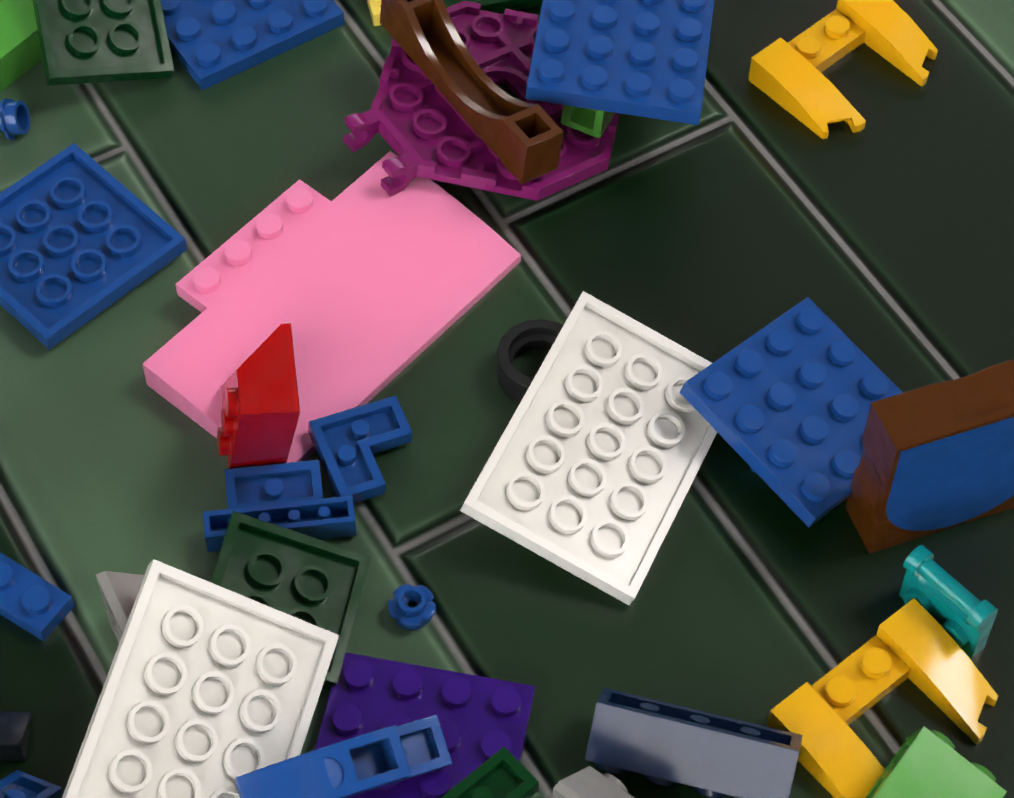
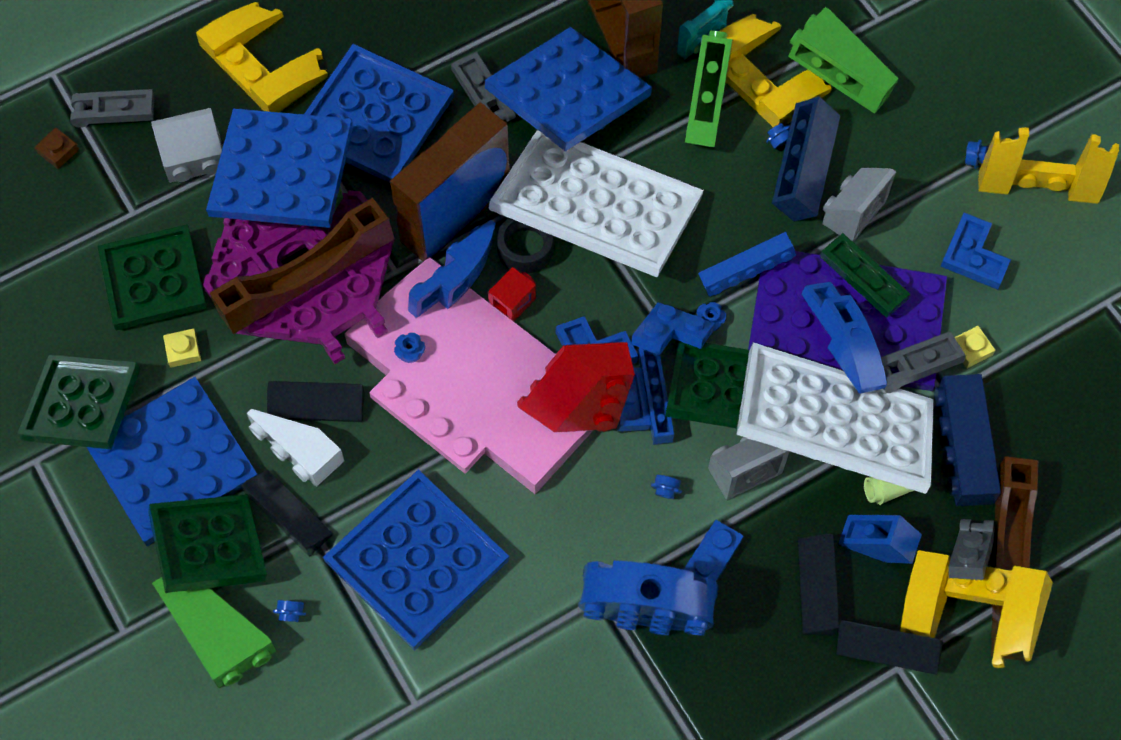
camera: 90 degrees left, 10 degrees up
(132, 535) = (666, 486): none -> blue plate
(145, 110) = (287, 511): none -> black slope
(231, 120) = (303, 445): none -> white slope
(300, 134) = (315, 401): none -> black slope
(359, 223) = (409, 355): none -> blue plate
(394, 538) = (670, 323): none -> blue plate
(451, 346) = (513, 293): none -> red brick
(493, 283) = (461, 269): none -> blue slope
(493, 651) = (747, 264): none -> blue piece
(599, 226) = (451, 182): none -> tile
(746, 711) = (778, 135): none -> blue plate
(754, 185) = (388, 108): none -> blue plate
(817, 594) = (709, 89): none -> bright green slope
(836, 295) = (472, 75): none -> dark grey plate

